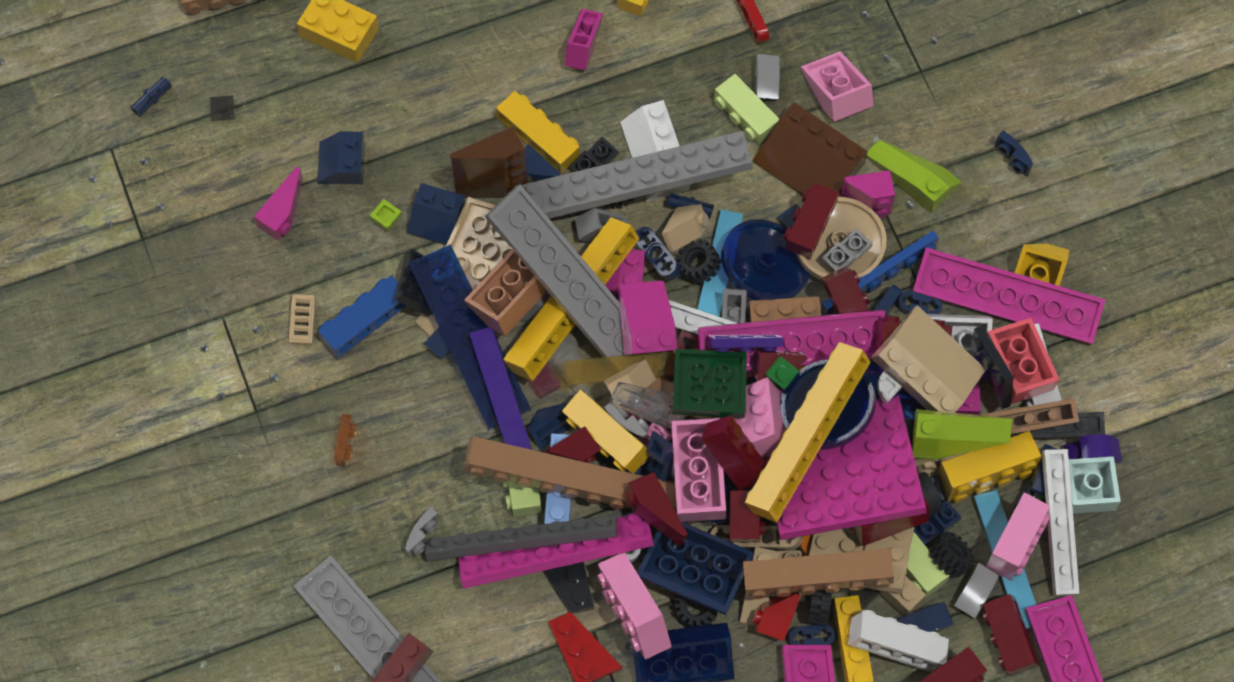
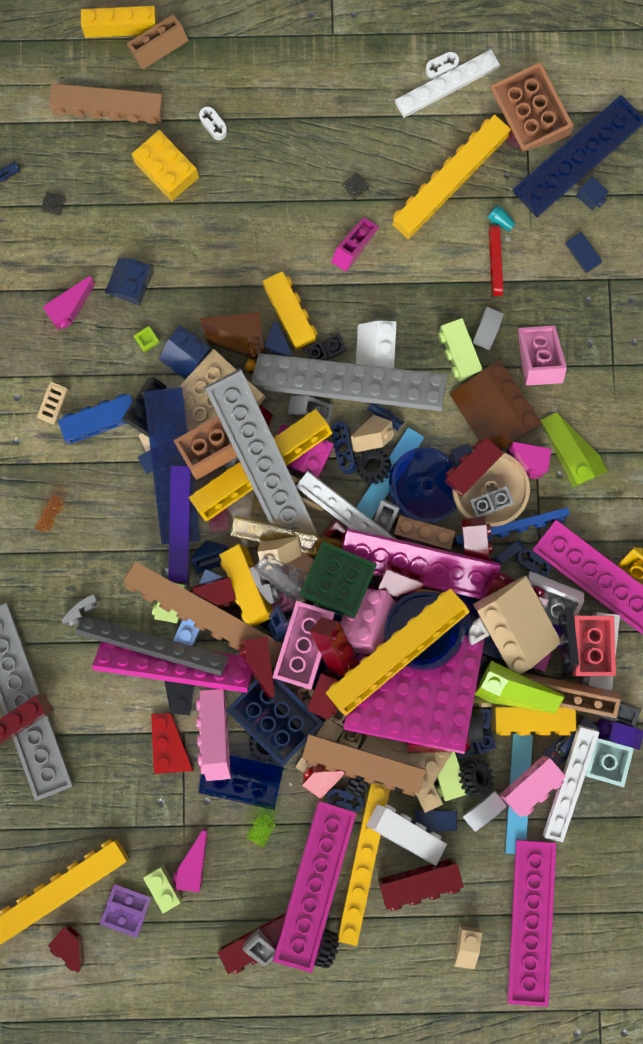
camera: 20 degrees right, 15 degrees up
(646, 318) = (311, 505): dark pink slope -> none
(745, 342) = (379, 555): dark purple plate -> none
(782, 372) = (398, 591): green plate -> none
(1010, 635) = (496, 857): dark red brick -> none

